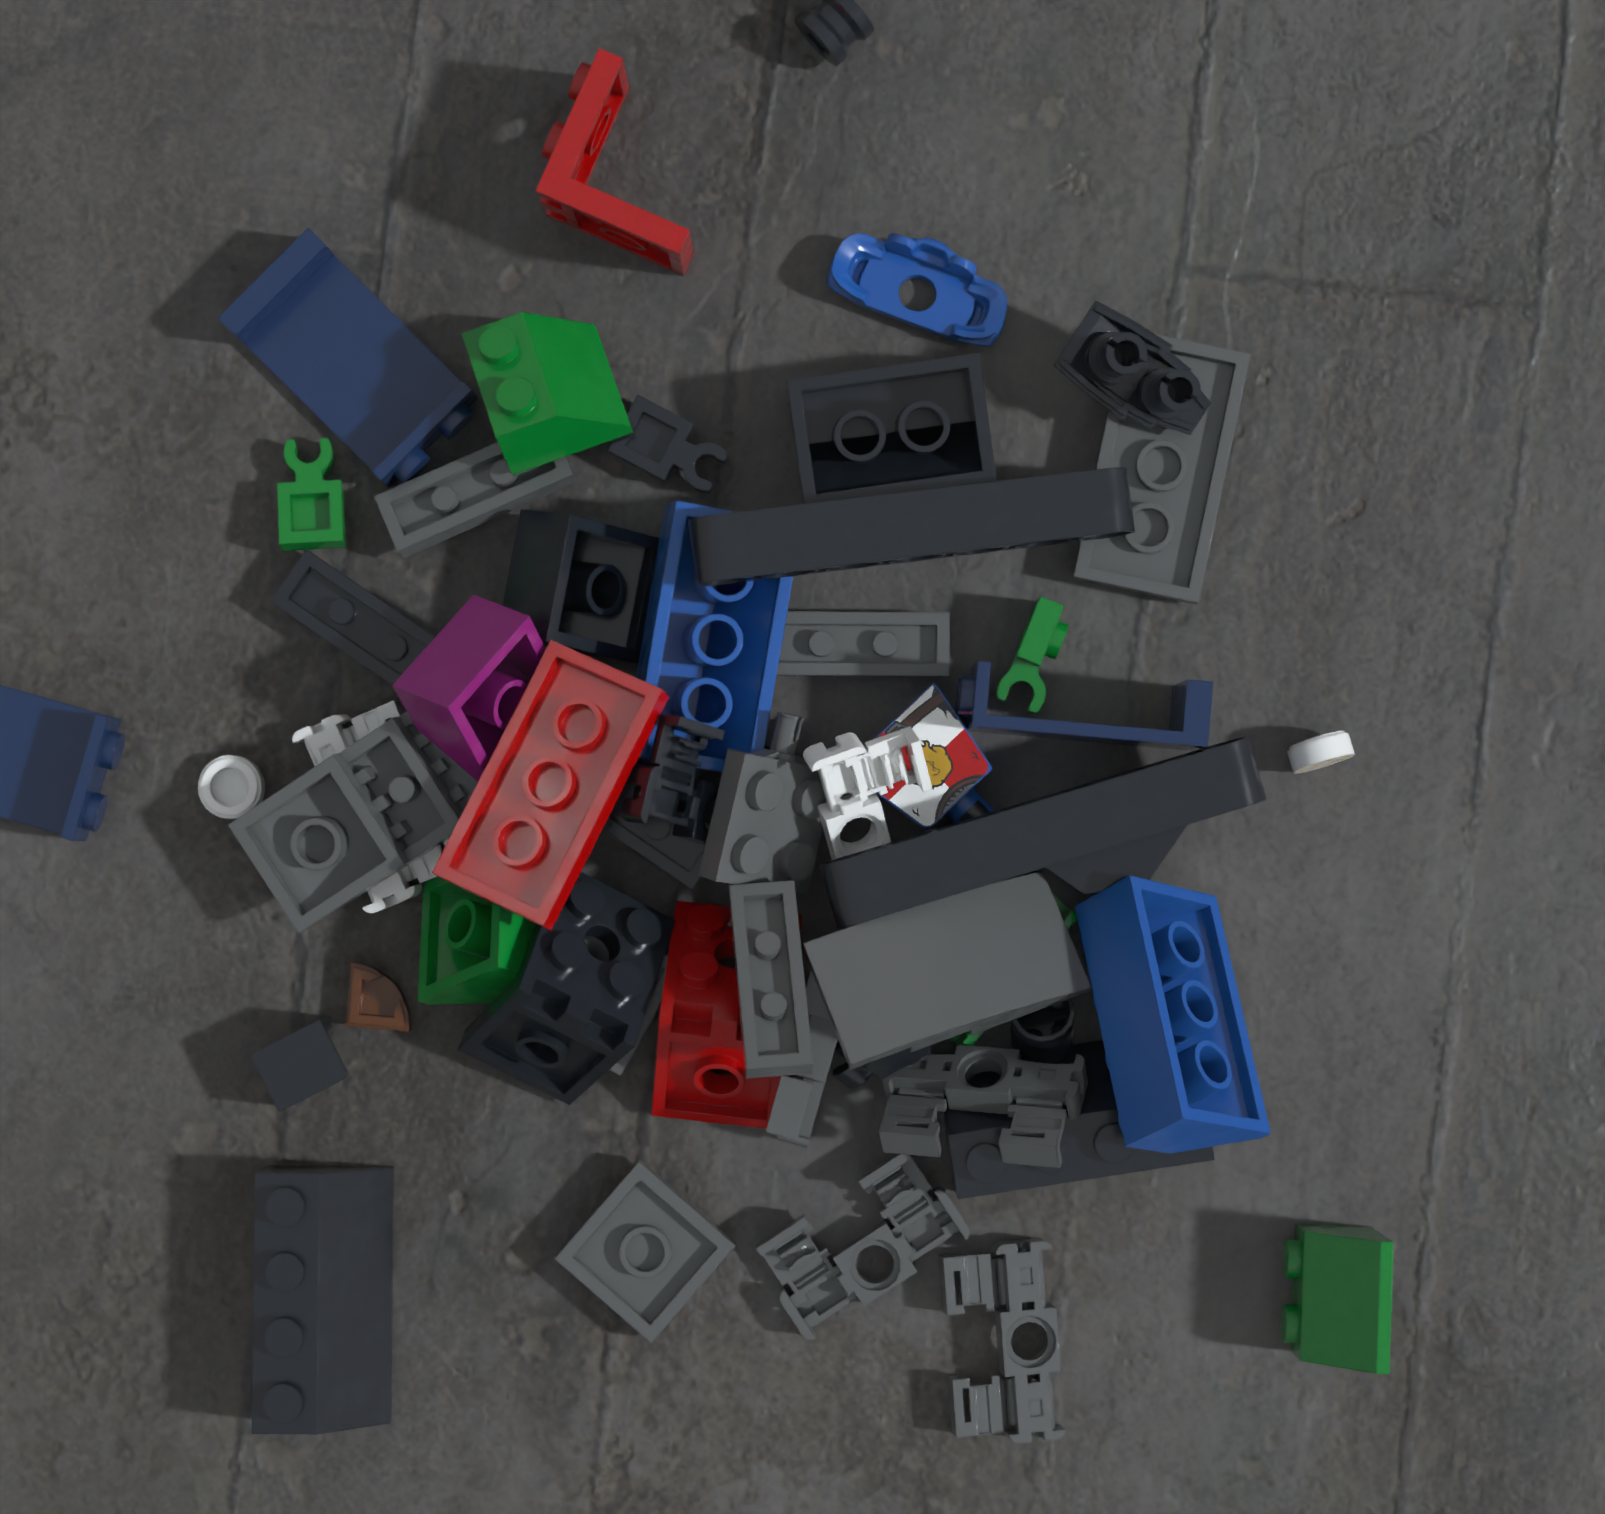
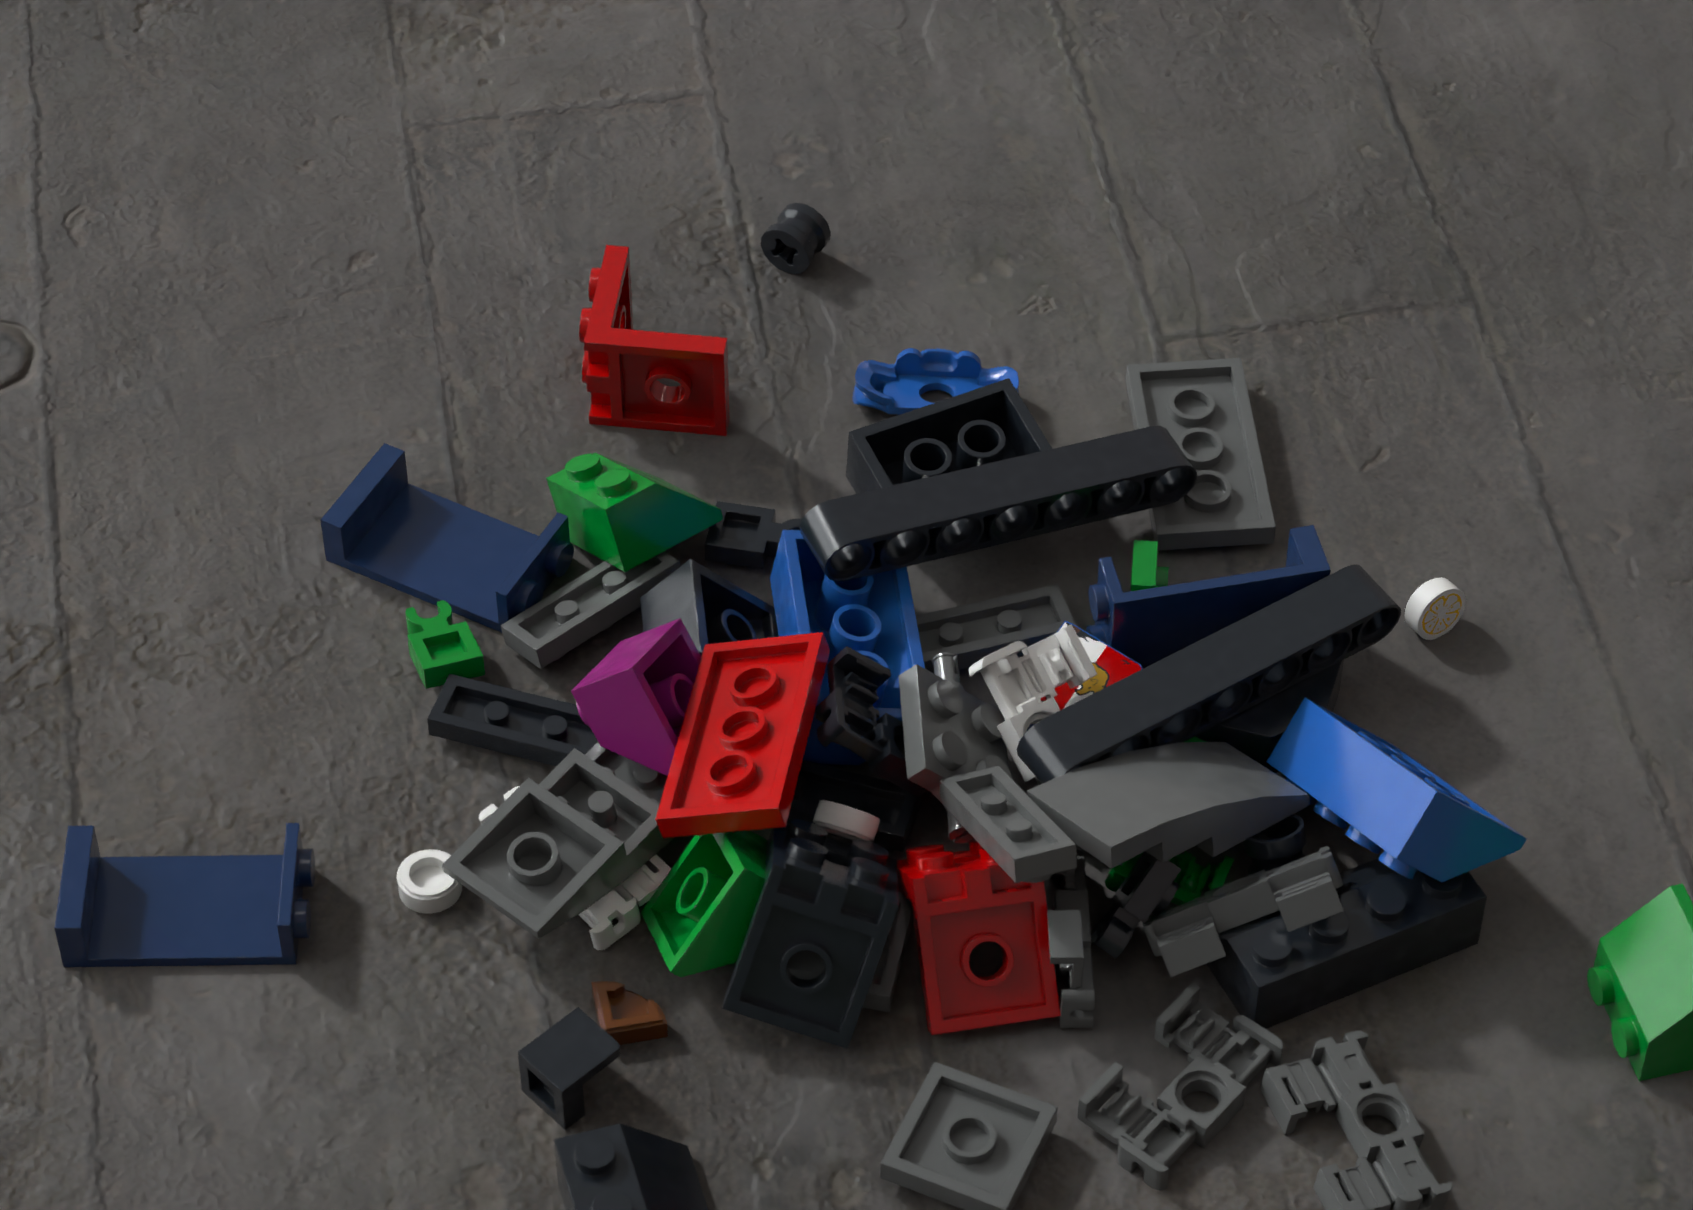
camera: 15 degrees left, 40 degrees down
(635, 875) = (846, 821): none -> white tile
(1132, 372) = (1149, 380): black connector -> none

